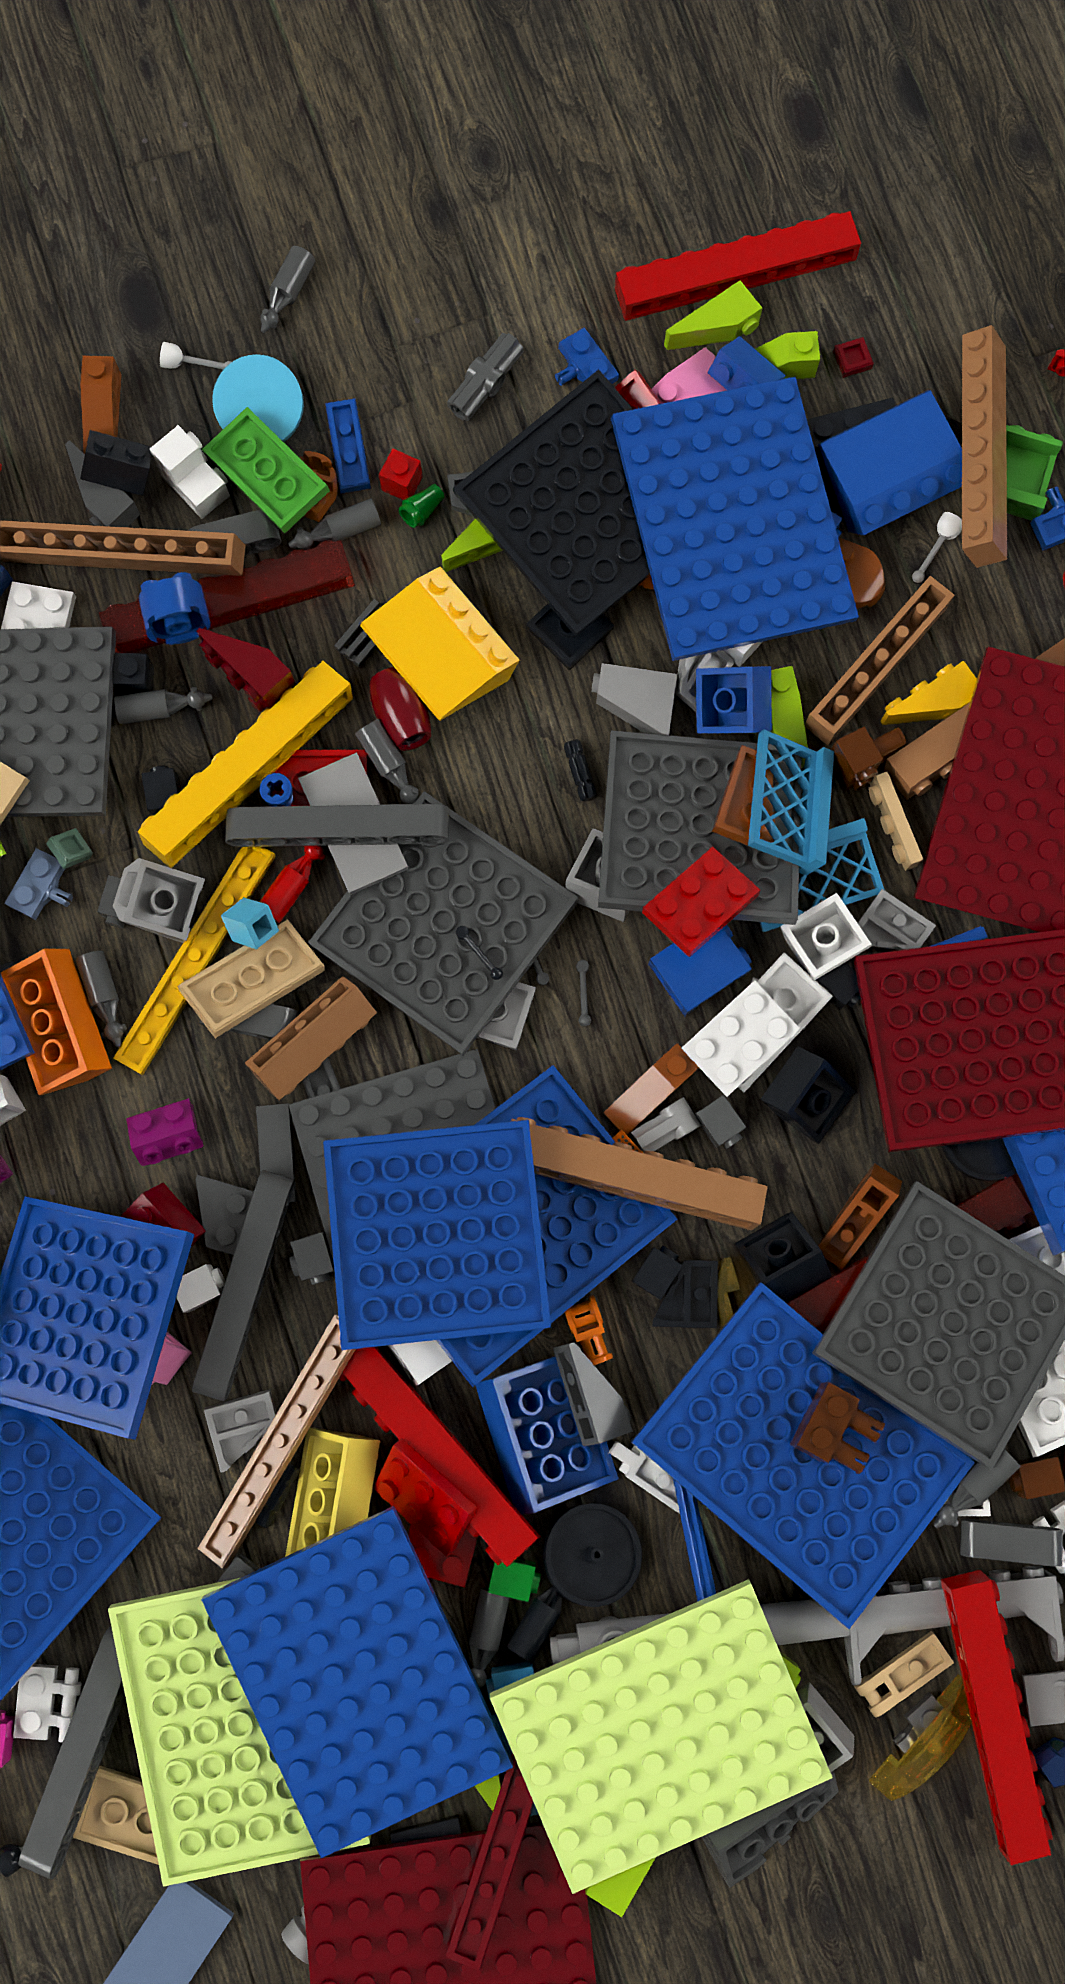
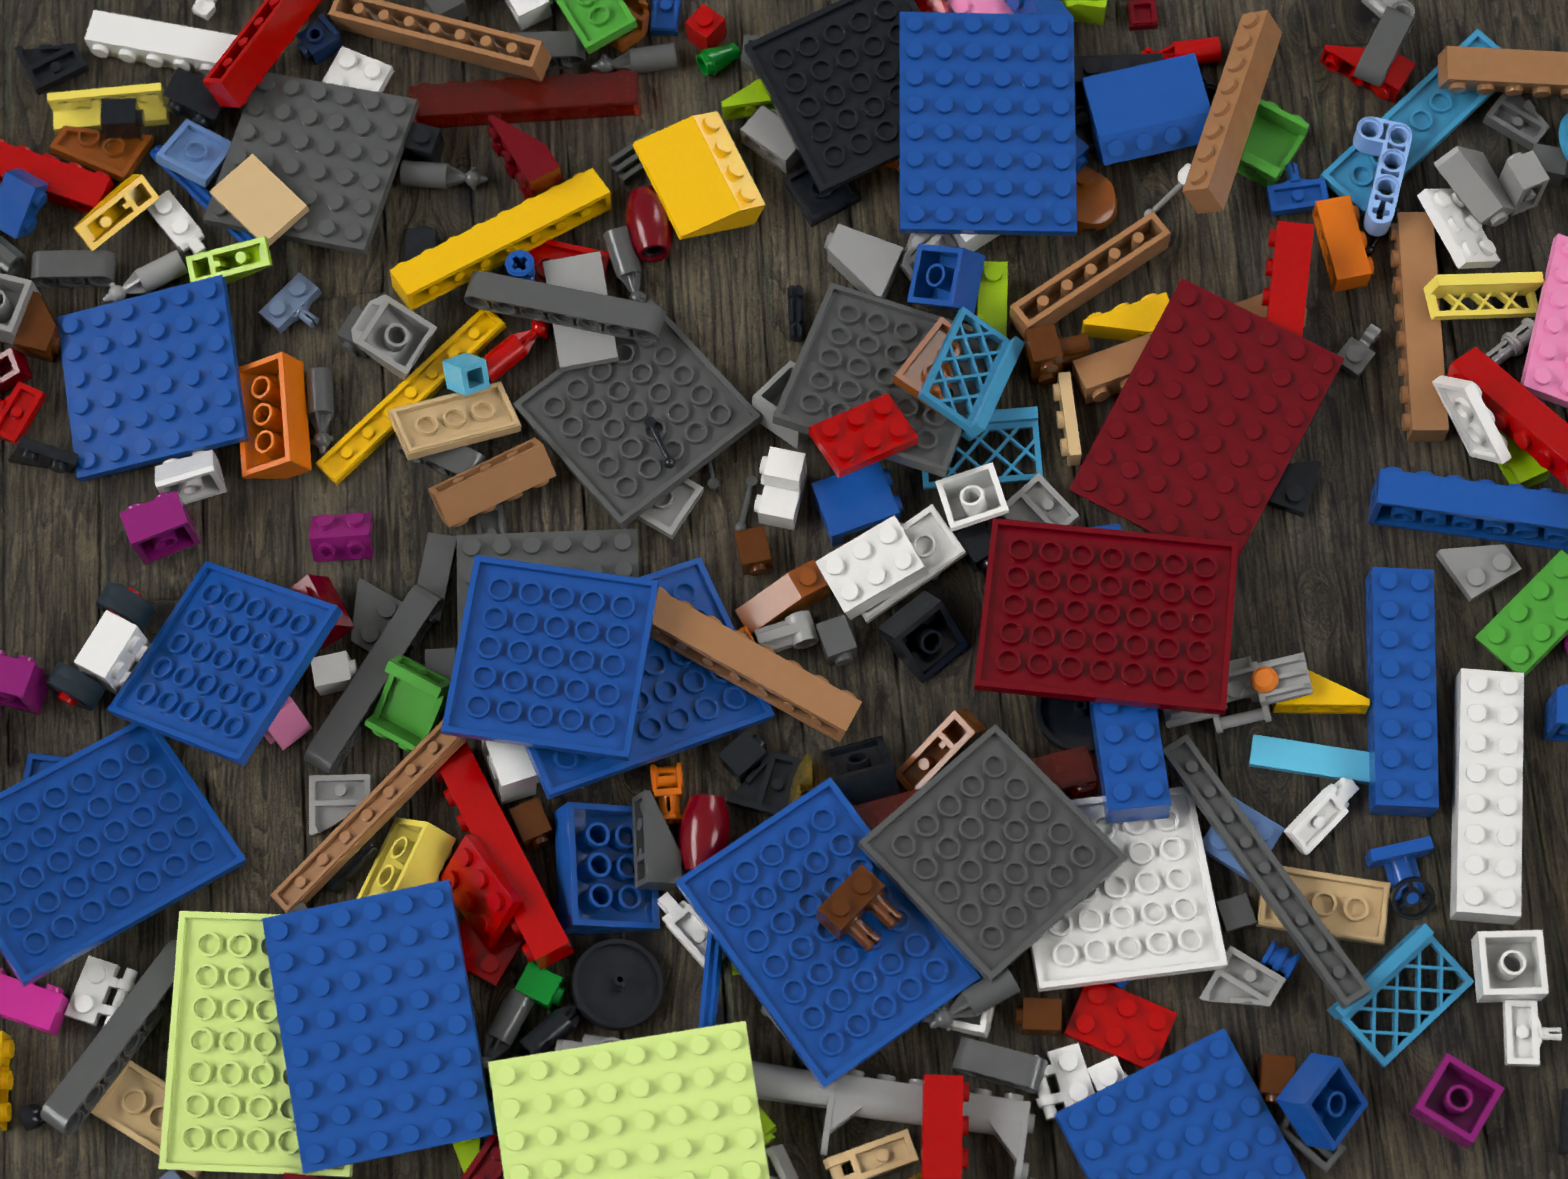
camera: 20 degrees right, 10 degrees down
(69, 848) = (327, 278): sand green tile -> none
(173, 608) = (473, 94): blue brick -> none
(289, 1306) = (409, 703): none -> bright green panel
(456, 1402) = (532, 824): none -> reddish brown brick
(502, 583) = (769, 139): none -> light grey brick
(607, 1045) = (753, 551): none -> reddish brown brick
(620, 970) = (784, 482): none -> white brick
(640, 1370) = (703, 829): none -> dark red piece
(932, 379) = (1206, 49): none -> red wheel

